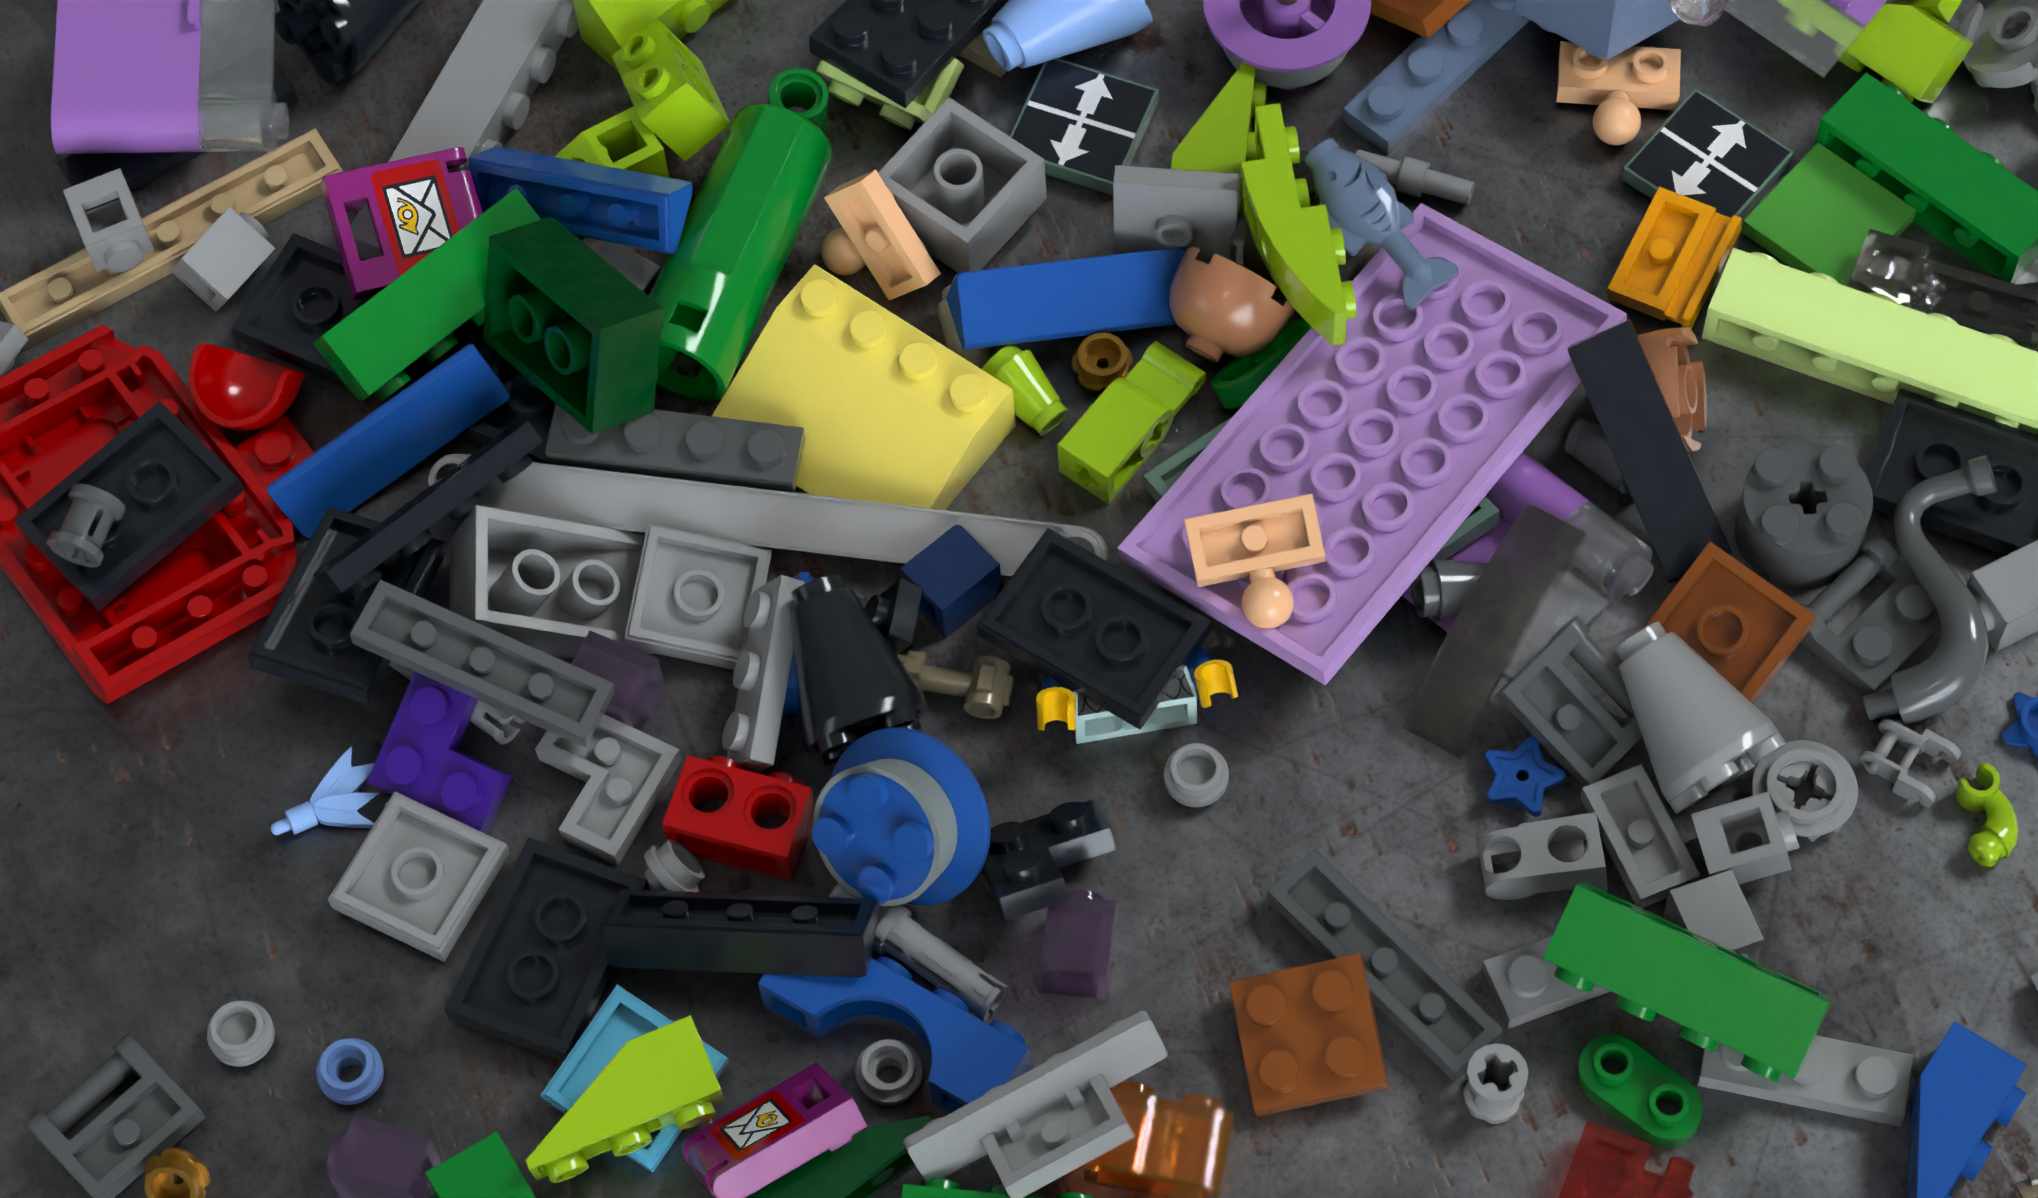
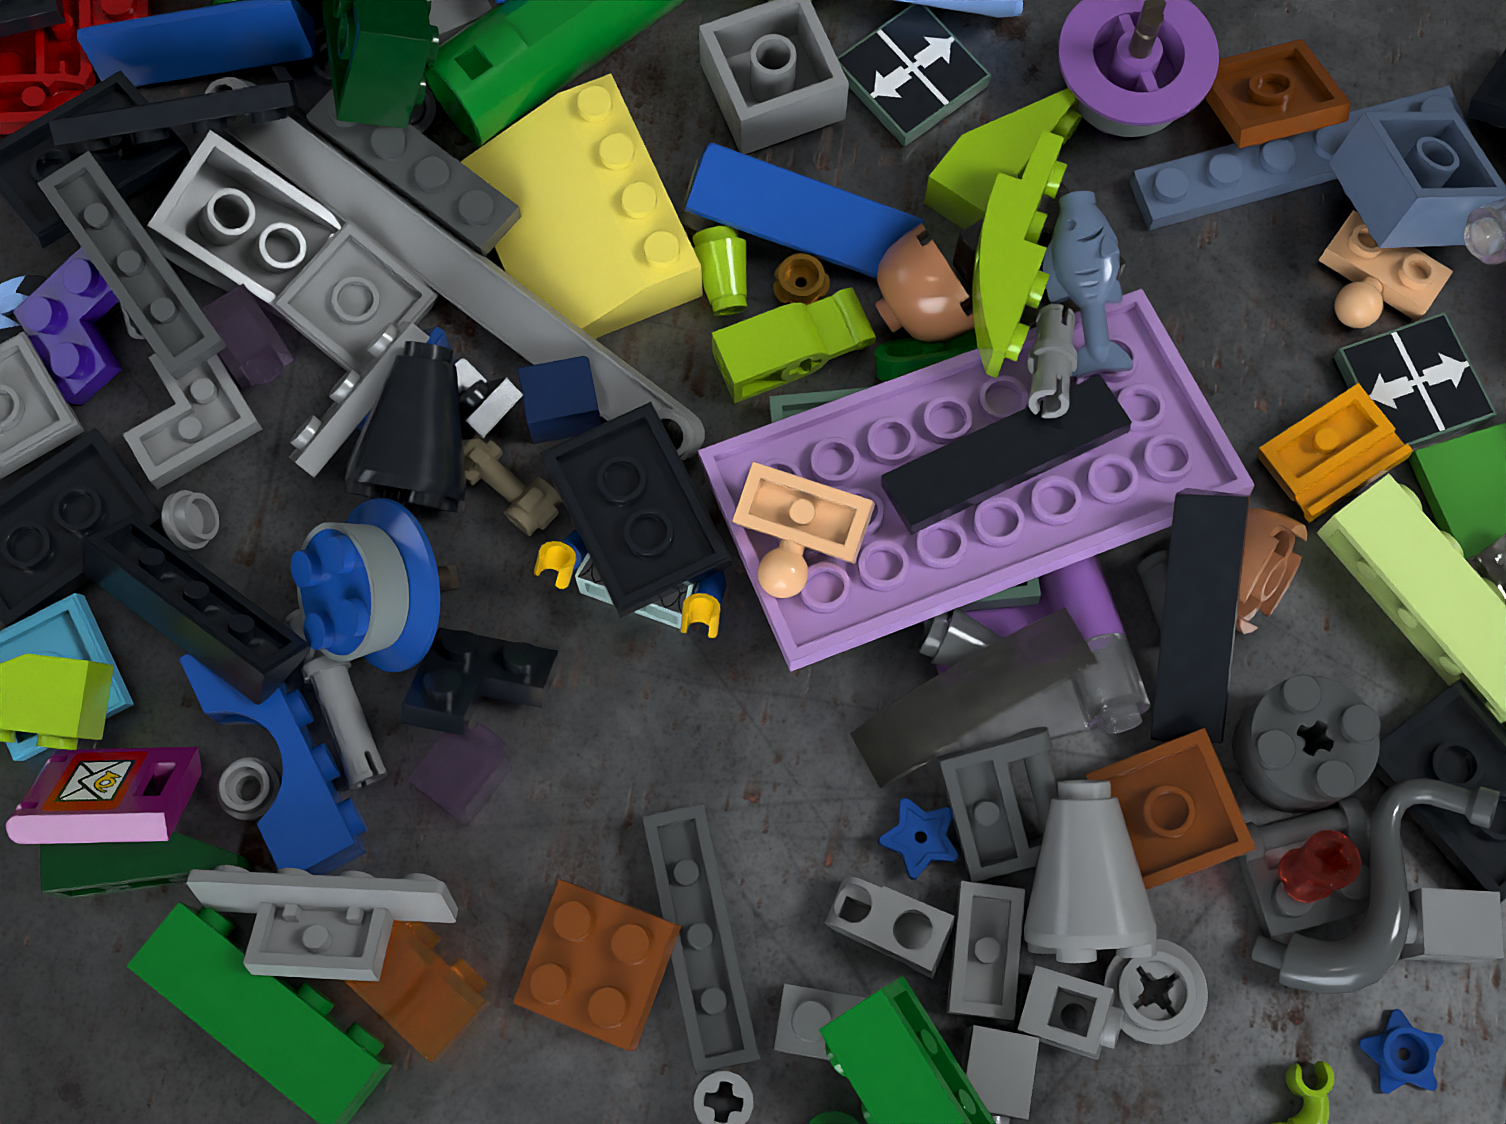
camera: 25 degrees right, 10 degrees up
(733, 832) = (263, 509): red brick -> none
(875, 236) = (679, 78): light nougat plate -> none
(1174, 210) = (930, 184): light grey plate -> none
(1196, 775) = (653, 678): light grey plate -> none
(1387, 300) = (1052, 361): none -> light grey pin
(1395, 401) = (1003, 456): none -> black tile
(1416, 177) = (1156, 261): light grey bar -> none
(1879, 592) = (1320, 866): none -> clear red bush
(1928, 742) = (1266, 985): light grey piece -> none

